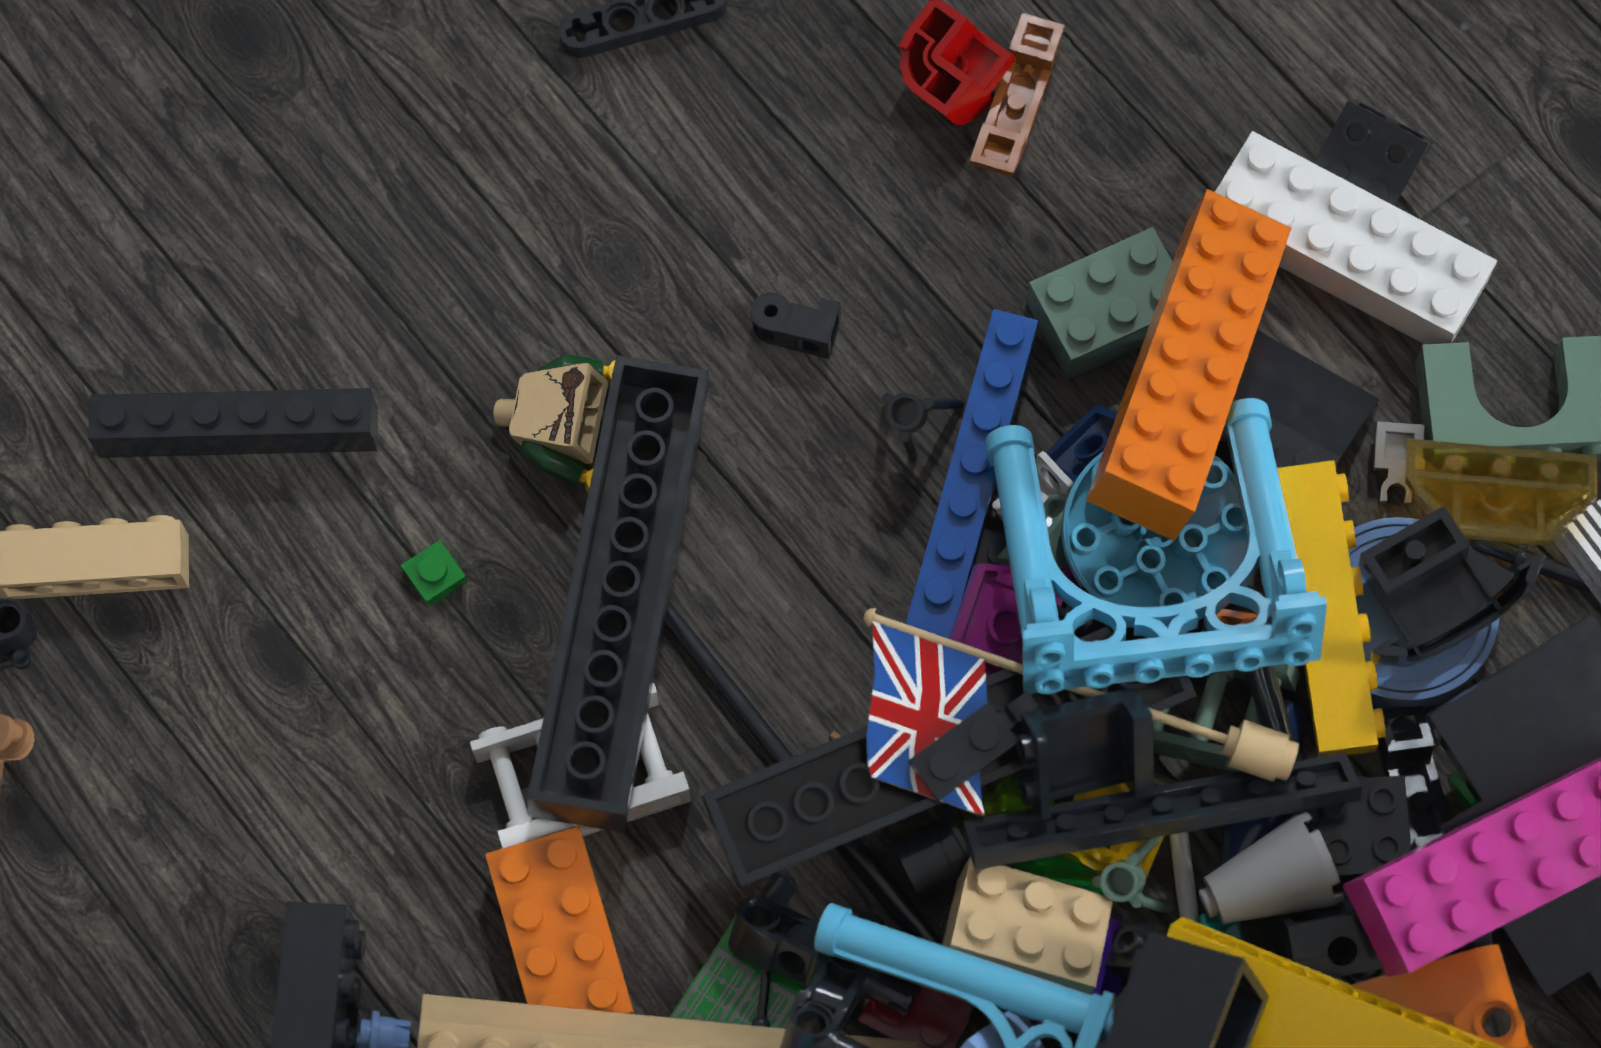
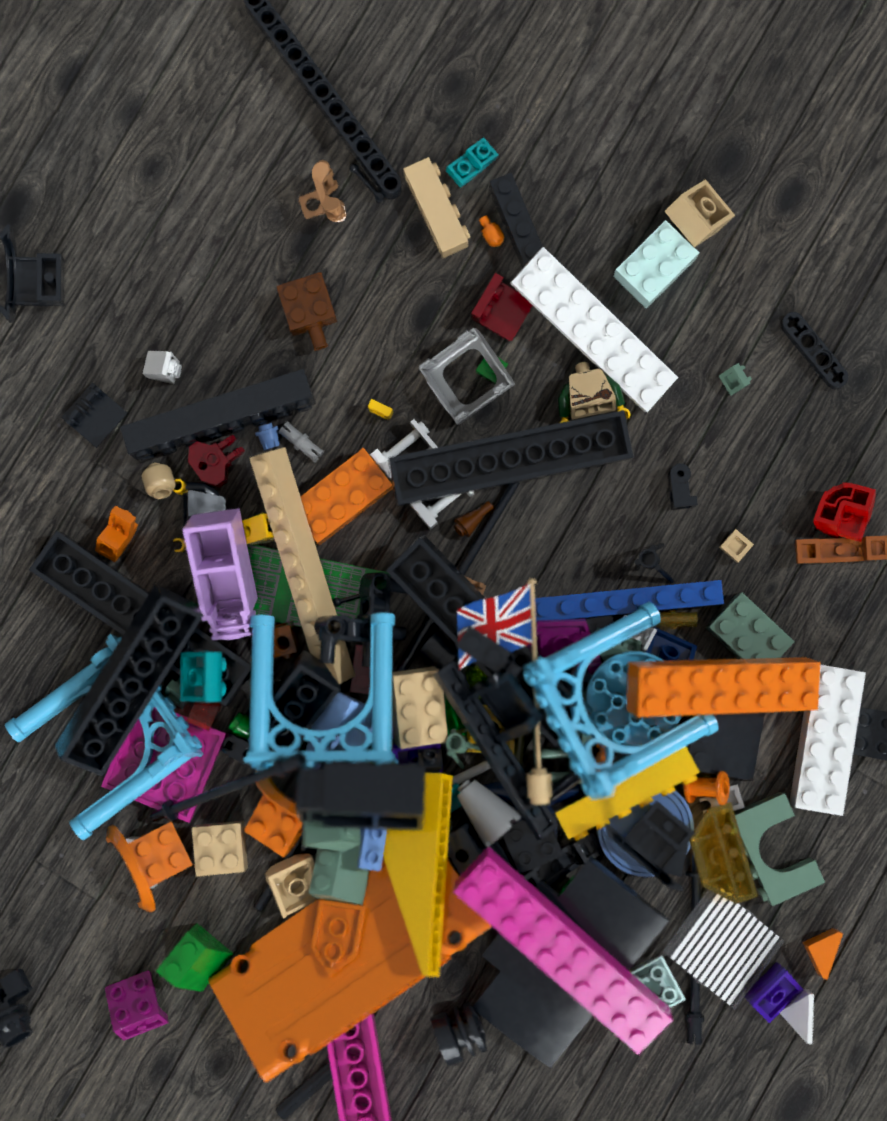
camera: 70 degrees right, 15 degrees up
(36, 467) = (472, 162): none -> teal slope
(169, 864) = (307, 307): none -> reddish brown brick
(182, 479) = (491, 232): none -> orange cylinder
(317, 106) = (699, 213): none -> tan brick
(333, 512) = (501, 309): none -> dark red bracket
(373, 216) = (656, 264): none -> light aqua brick
(373, 574) = (433, 373): none -> light grey piece
(421, 978) = (301, 441): none -> light grey pin
(424, 802) = (380, 409): none -> yellow tile
(442, 360) = (593, 329): none -> white plate
(638, 162) = (735, 379): none -> sand green tile
(707, 722) = (468, 522): none -> reddish brown cone
(940, 269) = (736, 546): none -> tan plate
(1038, 409) = (678, 619): none -> clear yellow pin
(1367, 470) = (708, 787): none -> orange hose

